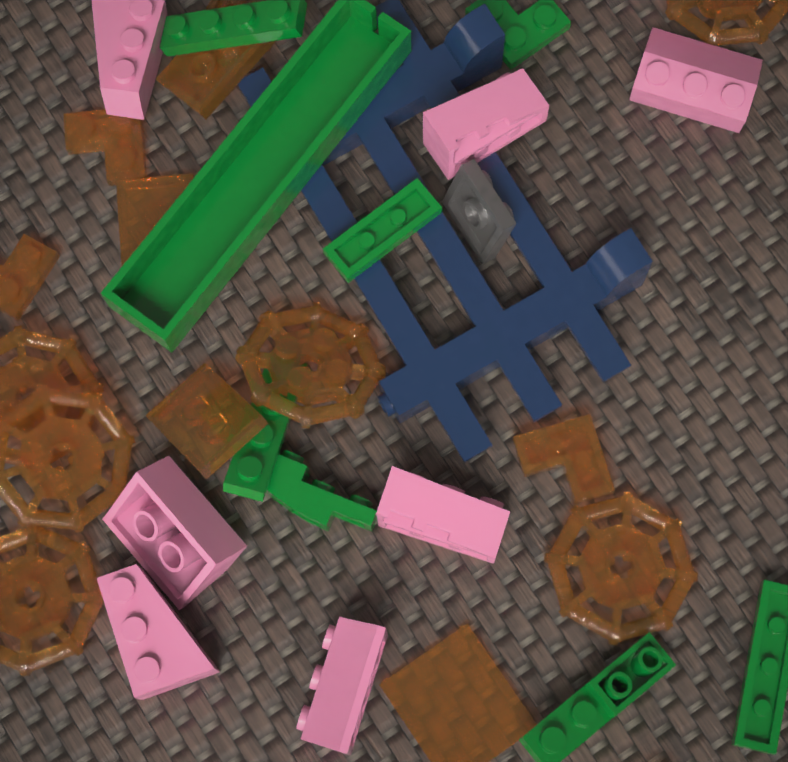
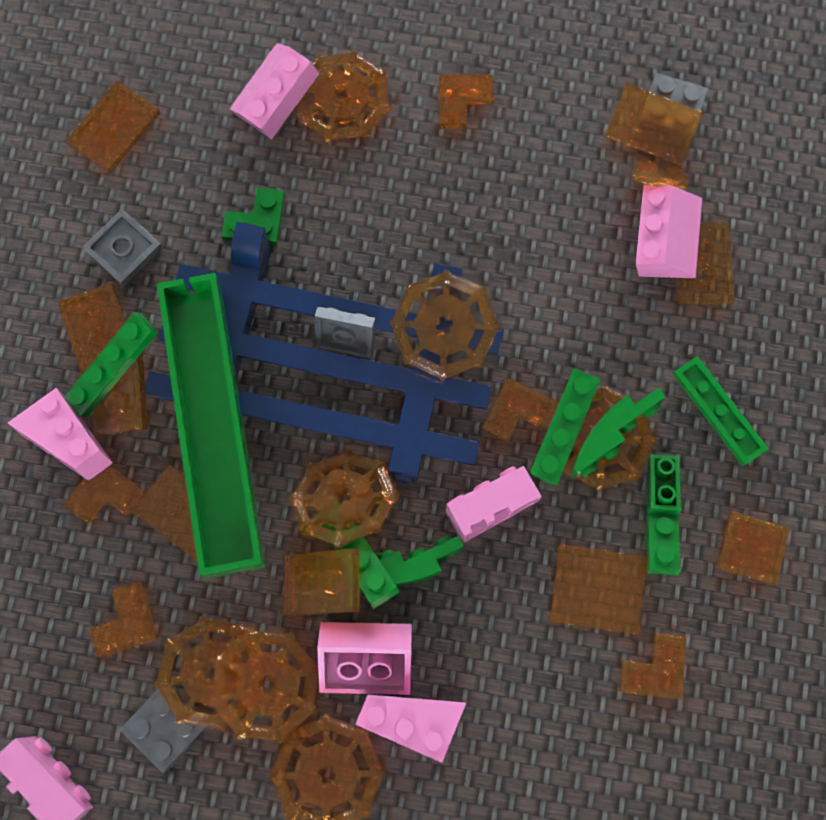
camera: 50 degrees left, 0 degrees up
(342, 684) = (537, 640): bright pink slope -> none
(382, 230) = (307, 391): green plate -> none
(483, 121) = (300, 283): bright pink wedge -> none
(585, 320) = (460, 331): none -> clear orange plate
(592, 518) = (564, 427): none -> green plate
(617, 566) = (606, 436): none -> green slope
(696, 80) = (379, 158): bright pink slope -> none

